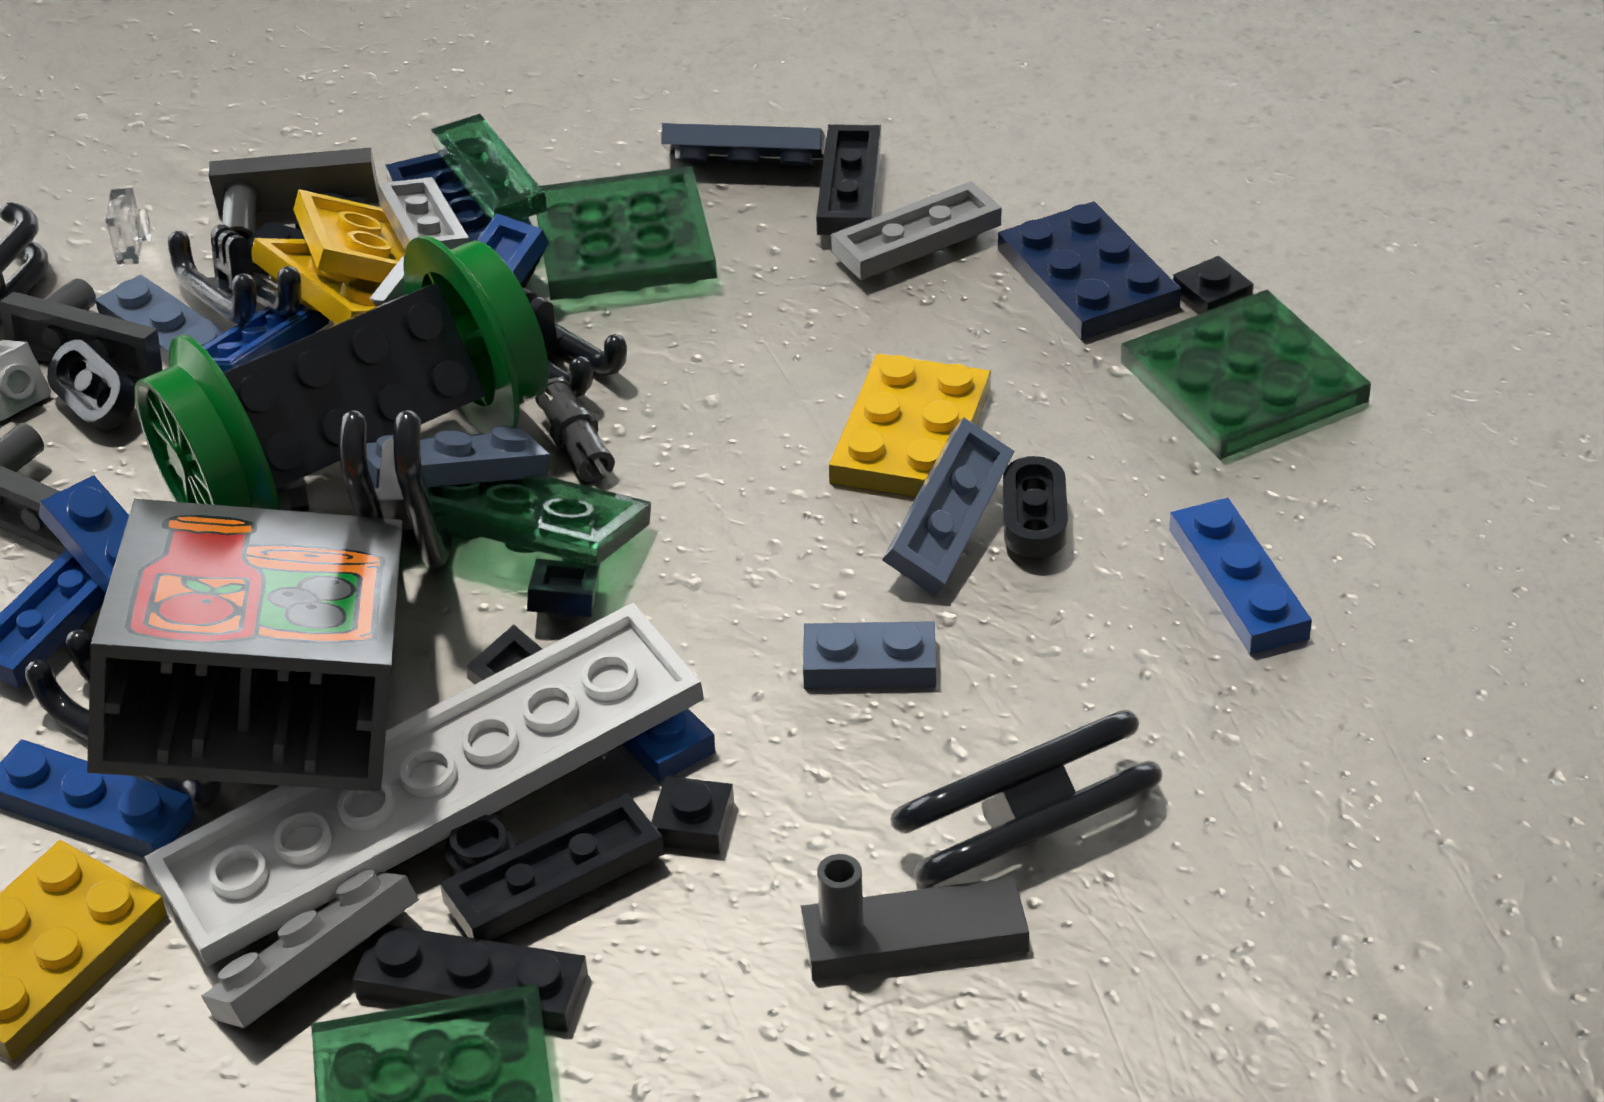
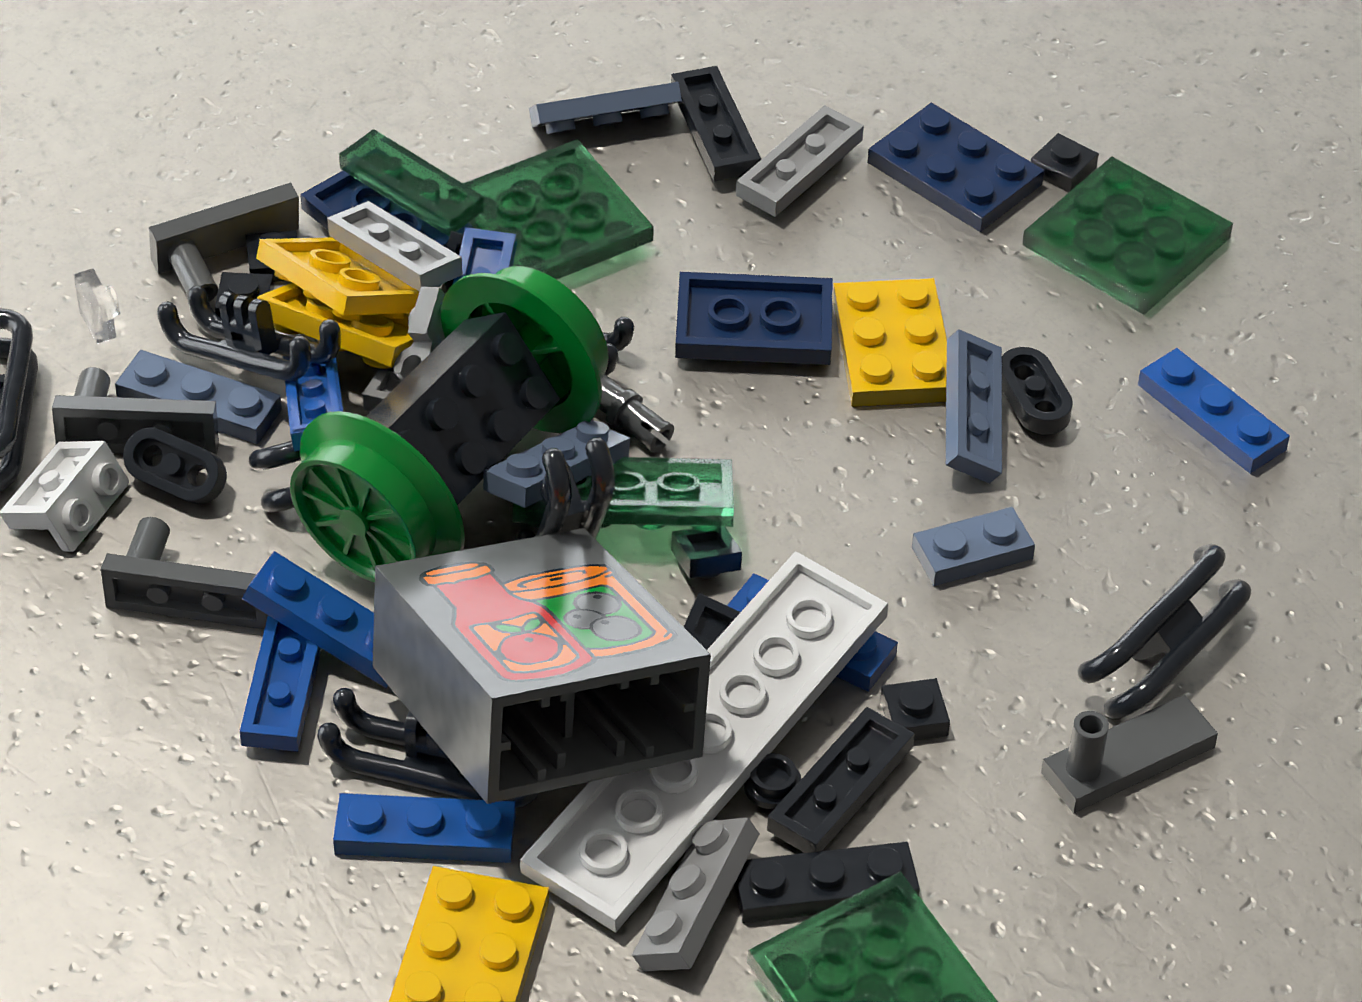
camera: 25 degrees left, 5 degrees up
(769, 370) = (754, 318): none -> dark blue plate

